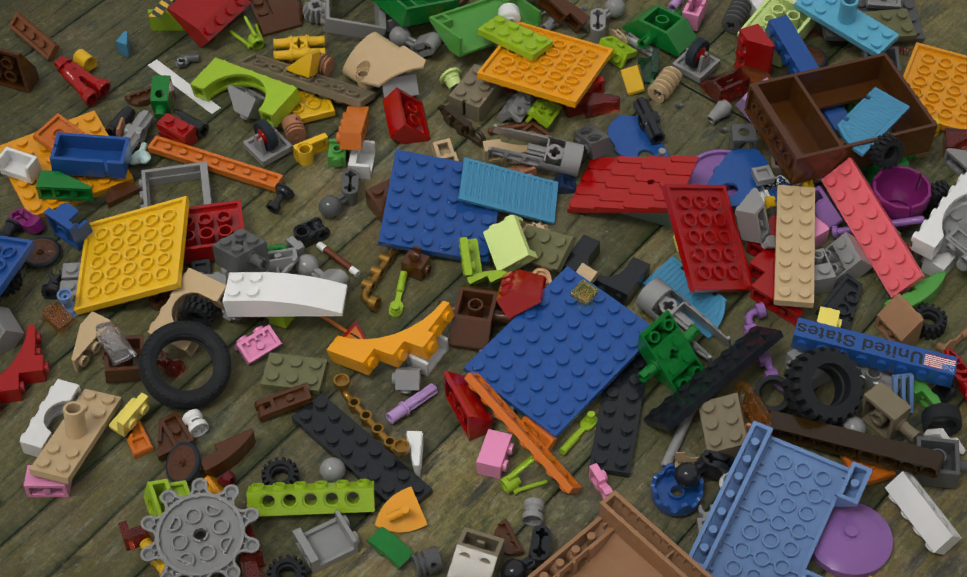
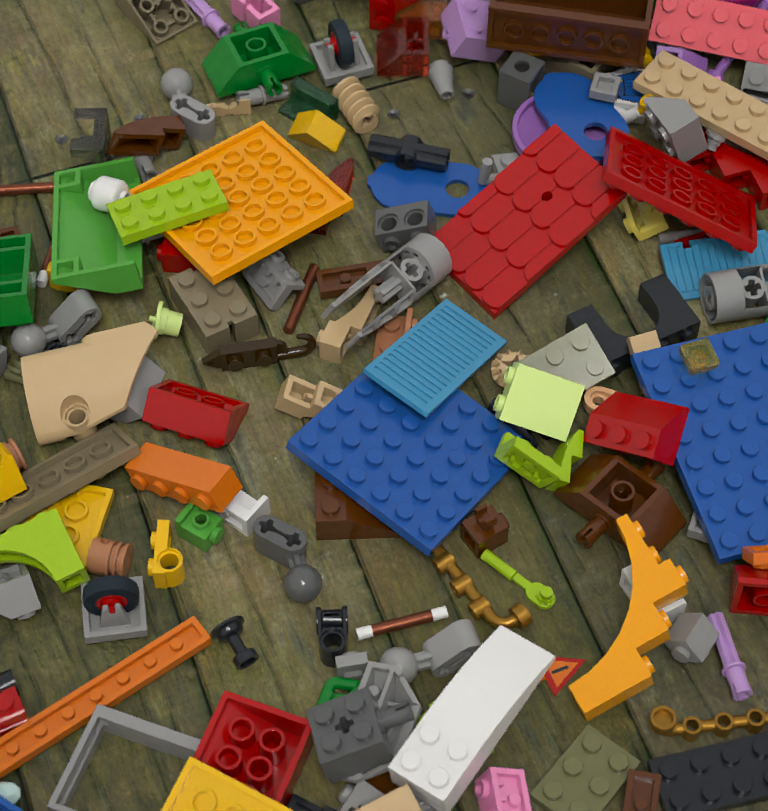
camera: 60 degrees left, 5 degrees up
(543, 112) = (309, 253): lime bracket -> none
(566, 184) = (446, 290): dark blue slope -> none
(621, 50) = (244, 118): lime bracket -> none

